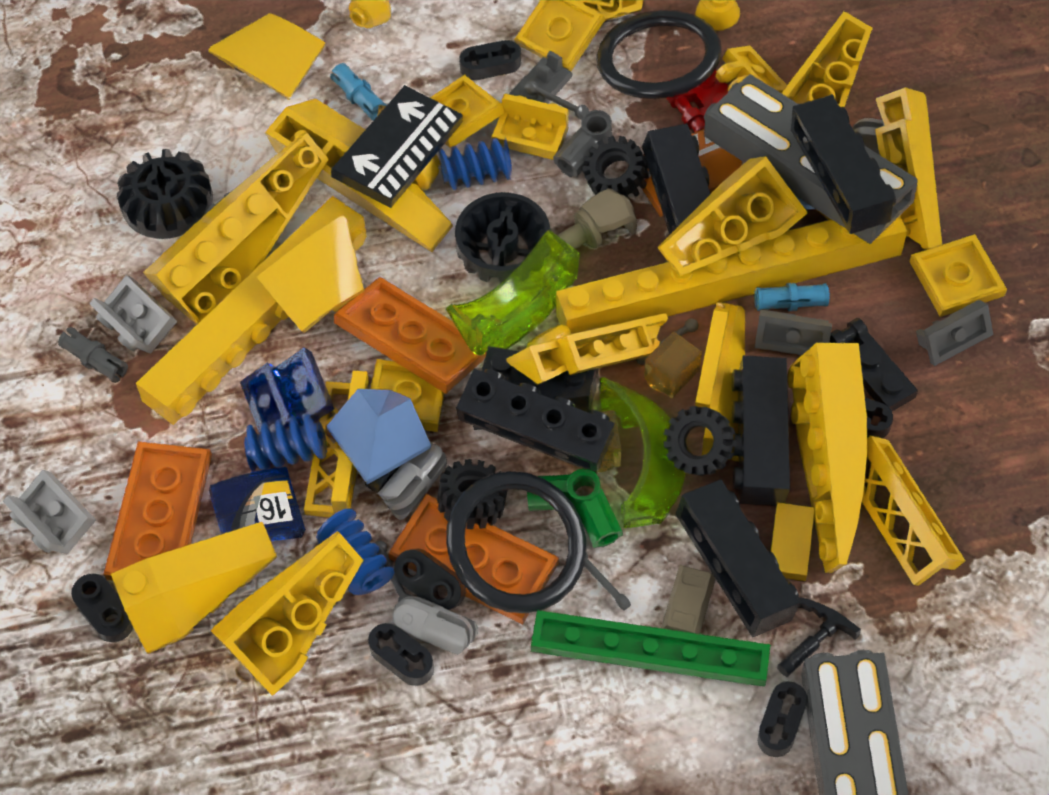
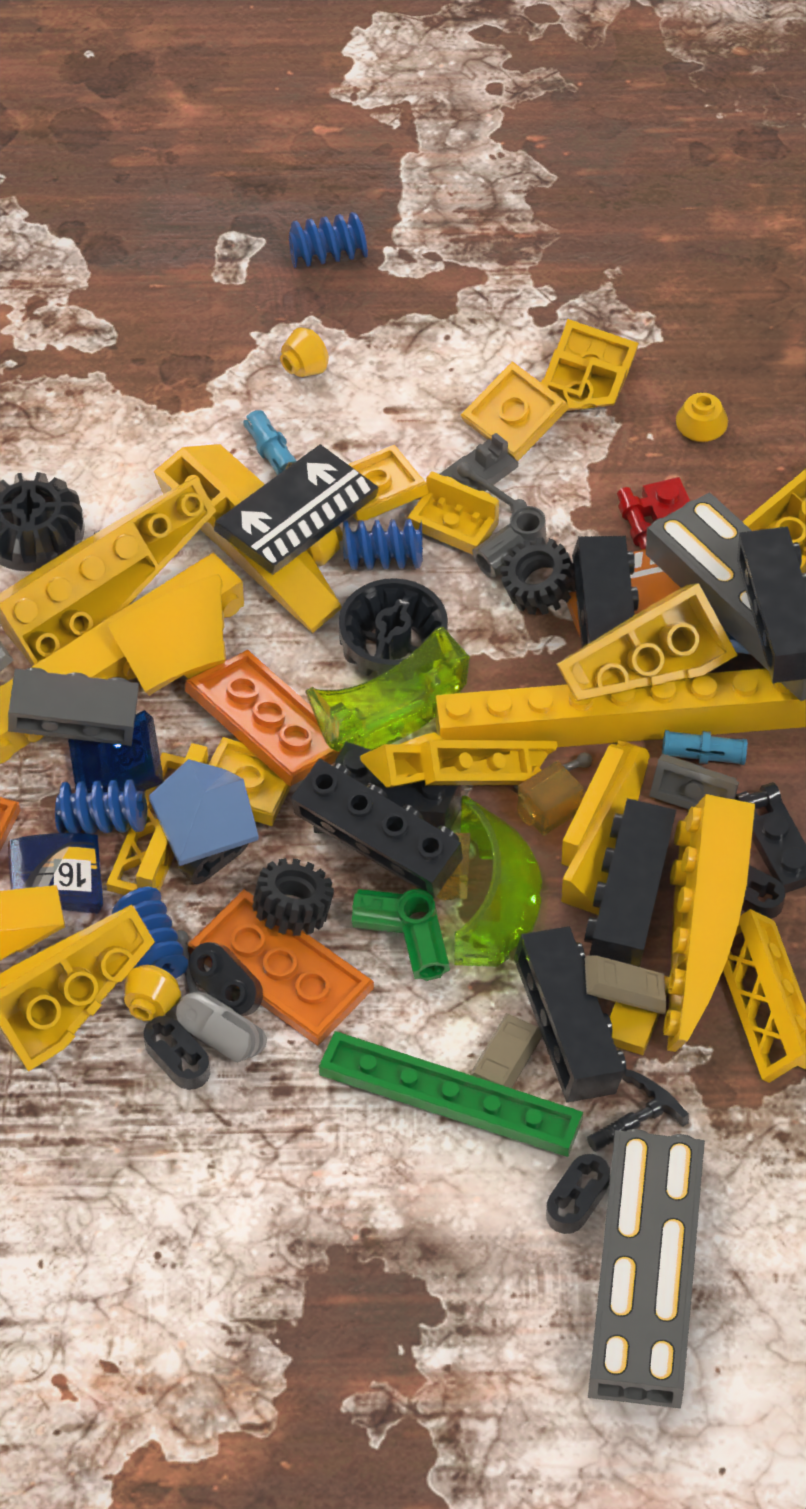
camera: 10 degrees right, 5 degrees down
(242, 356) = (73, 706): none -> dark grey brick
(271, 53) = (183, 386): yellow slope -> none
(367, 605) = (150, 992): none -> yellow cone
(413, 481) = (231, 873): light grey arm -> none
(475, 583) = (281, 1000): black wedge -> none
(490, 60) = (428, 433): black beam -> none
(600, 214) = (504, 622): dark tan piece -> none
(620, 599) = (399, 987): dark grey hinge -> none
(664, 89) = (620, 495): black wedge -> none
(678, 432) = (533, 870): black tyre -> none
(746, 61) = (721, 483): yellow hinge -> none
(781, 522) = (625, 983): none -> dark tan tile

